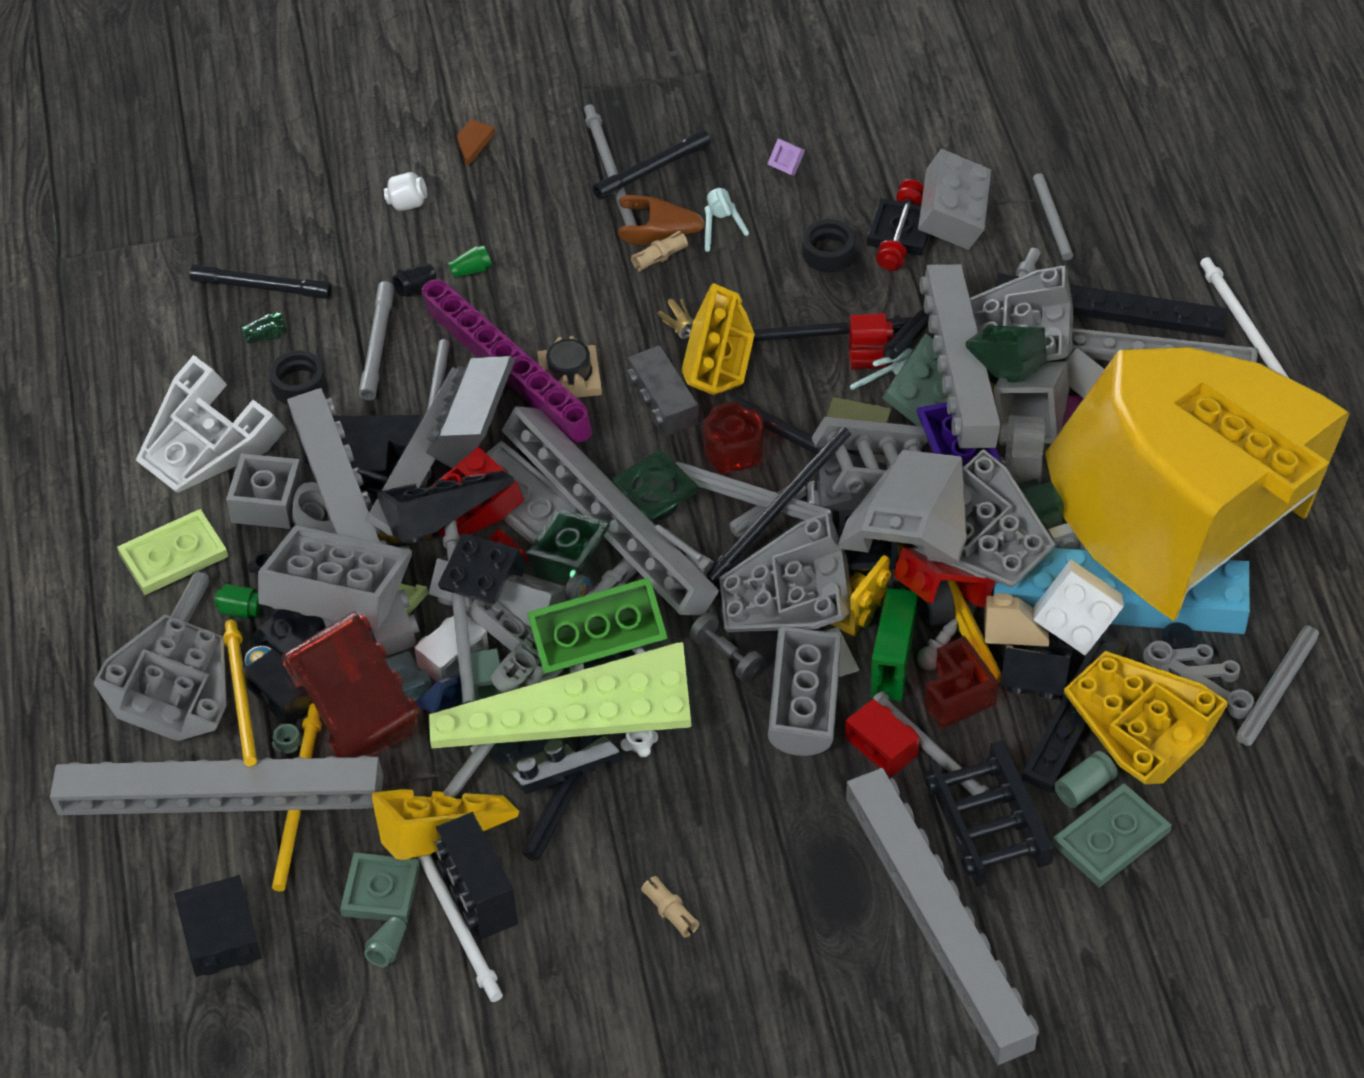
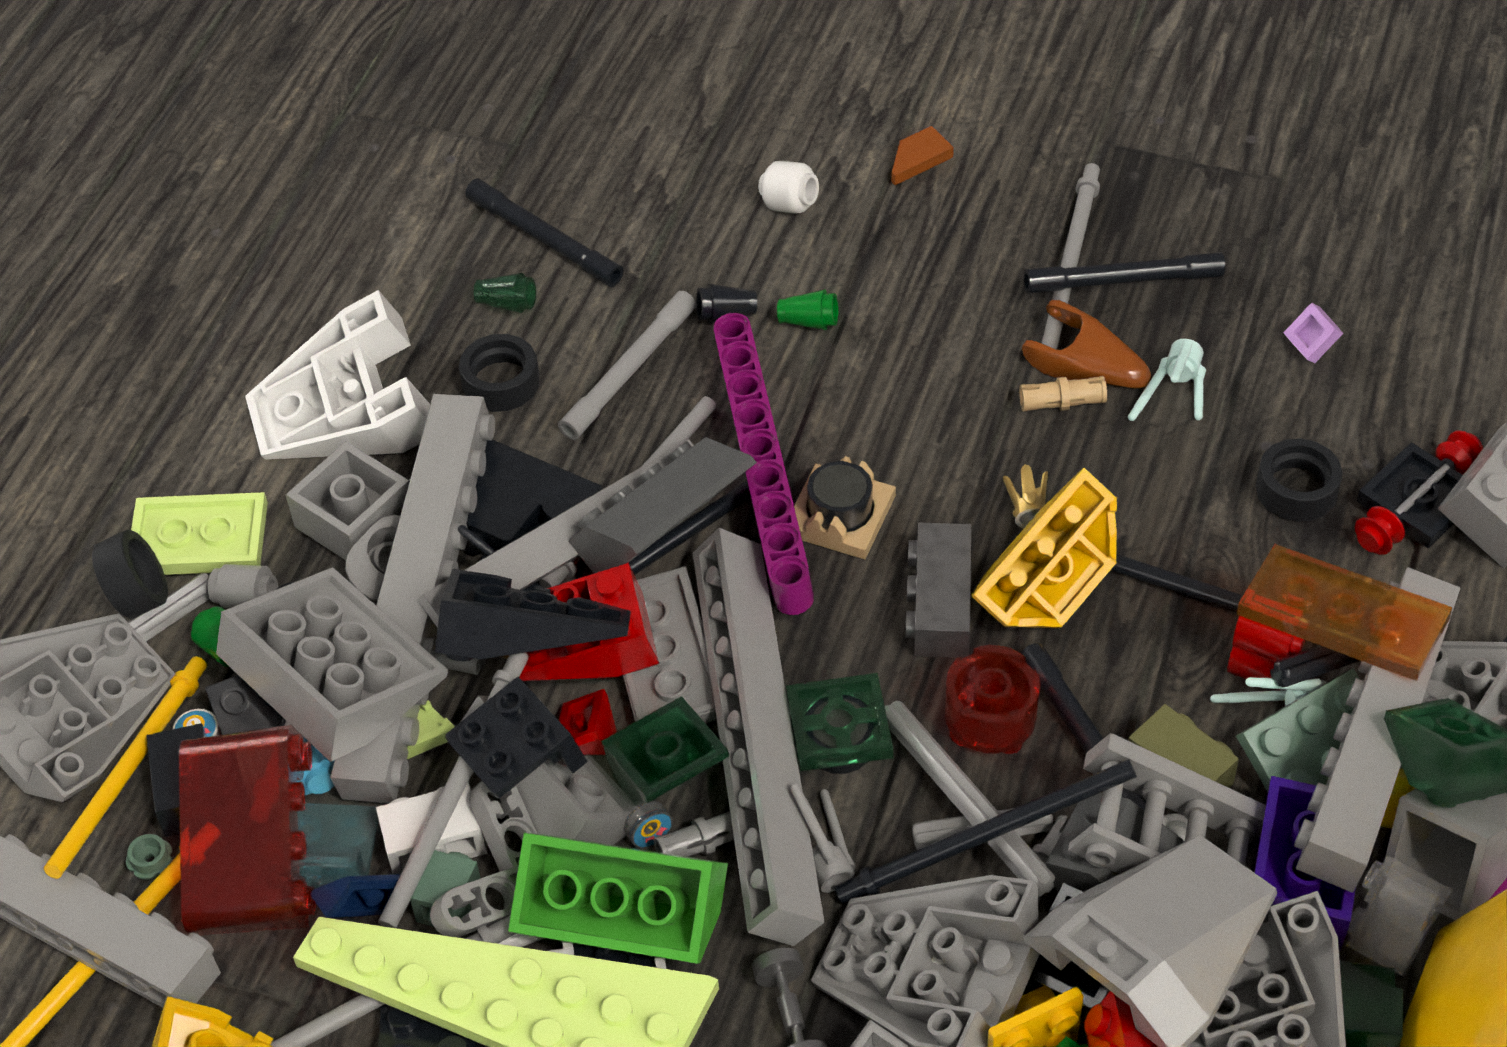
camera: 30 degrees right, 0 degrees up
(157, 587) = (129, 574): none -> black tyre
(228, 568) = (239, 583): none -> light grey brick
(908, 301) = (1345, 611): none -> clear orange tile

